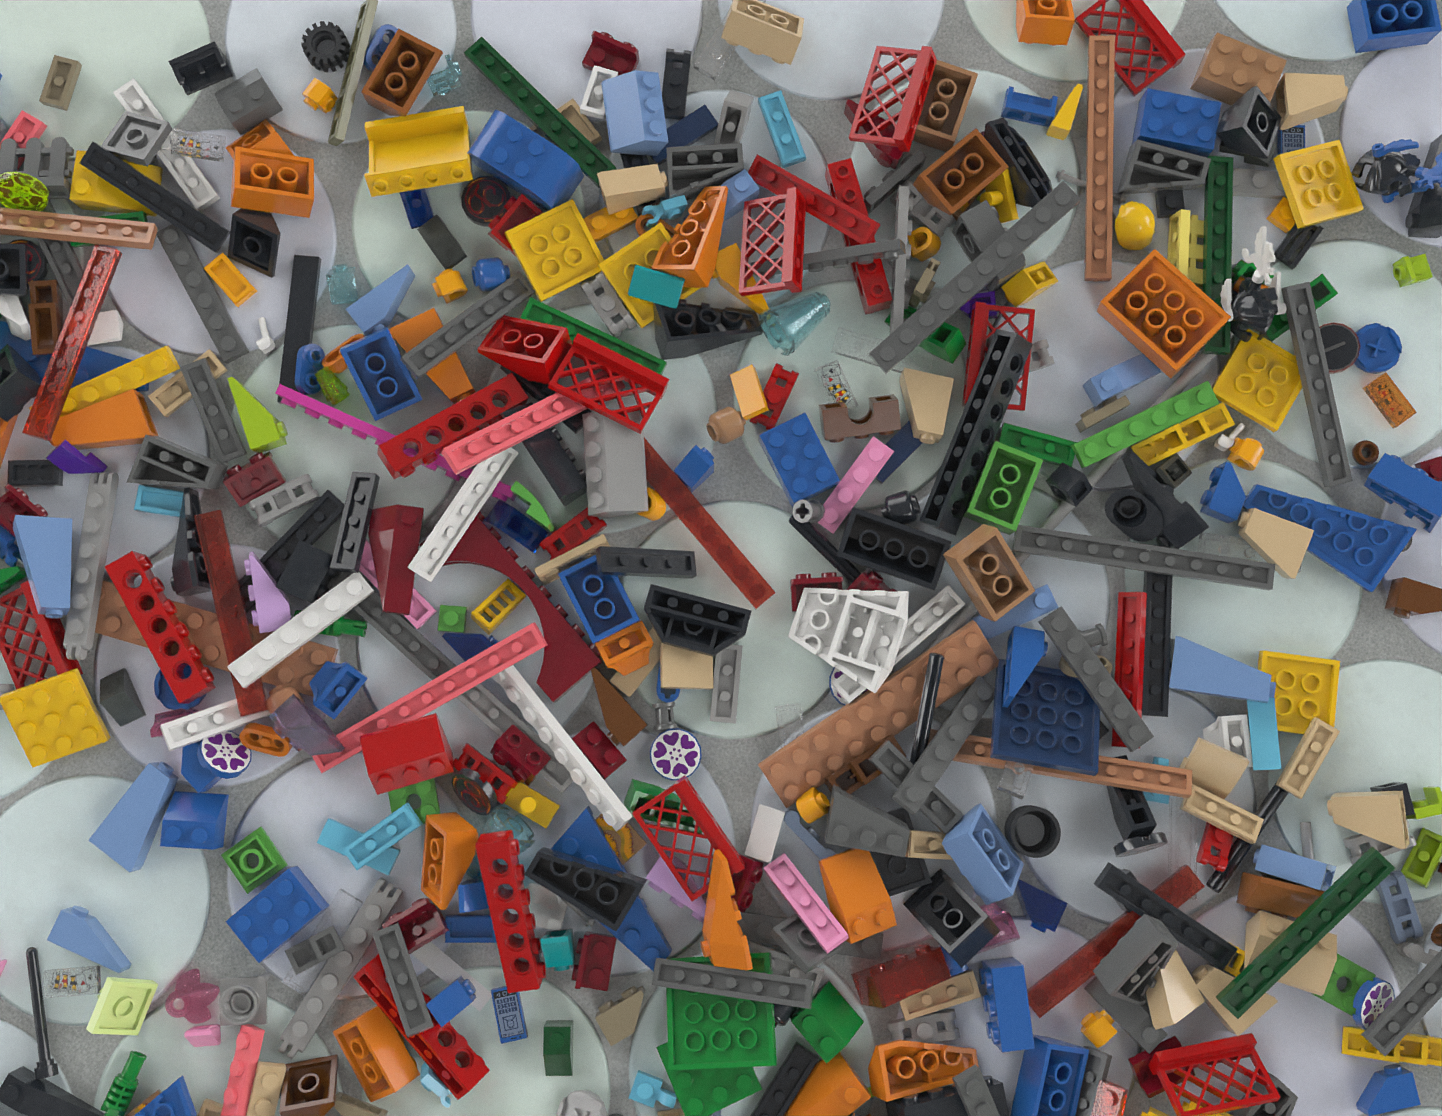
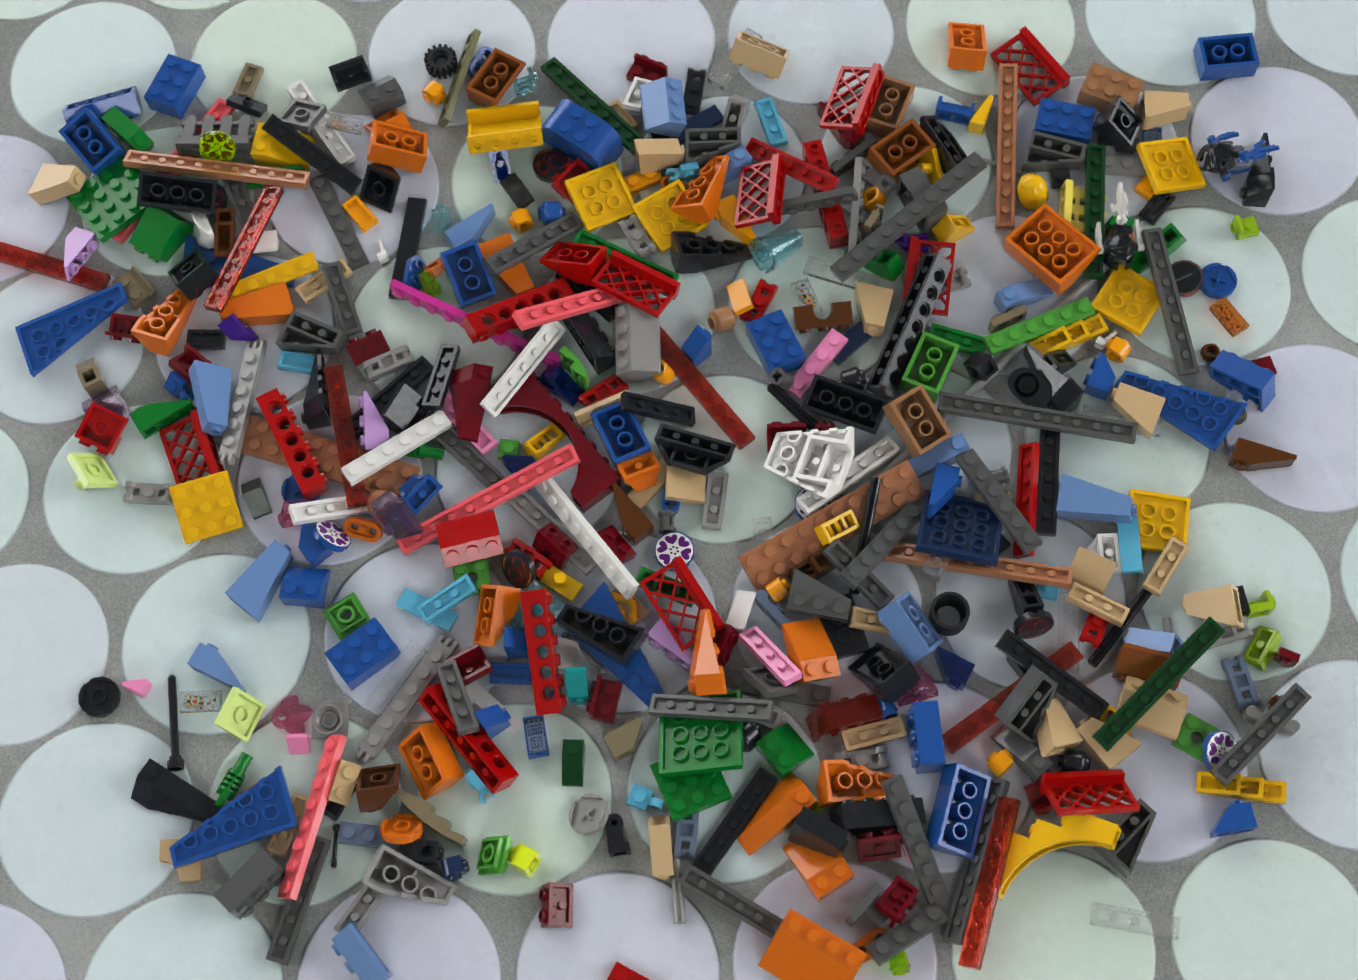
camera: 10 degrees right, 15 degrees down
(60, 120) = (246, 104): none -> black plate
(260, 425) = (374, 307): lime slope -> none
(314, 950) = (389, 681): dark grey slope -> none
(656, 286) = (673, 220): teal slope -> none
(873, 721) = (826, 533): none -> yellow slope
(1194, 1027) = (1074, 761): none -> black head

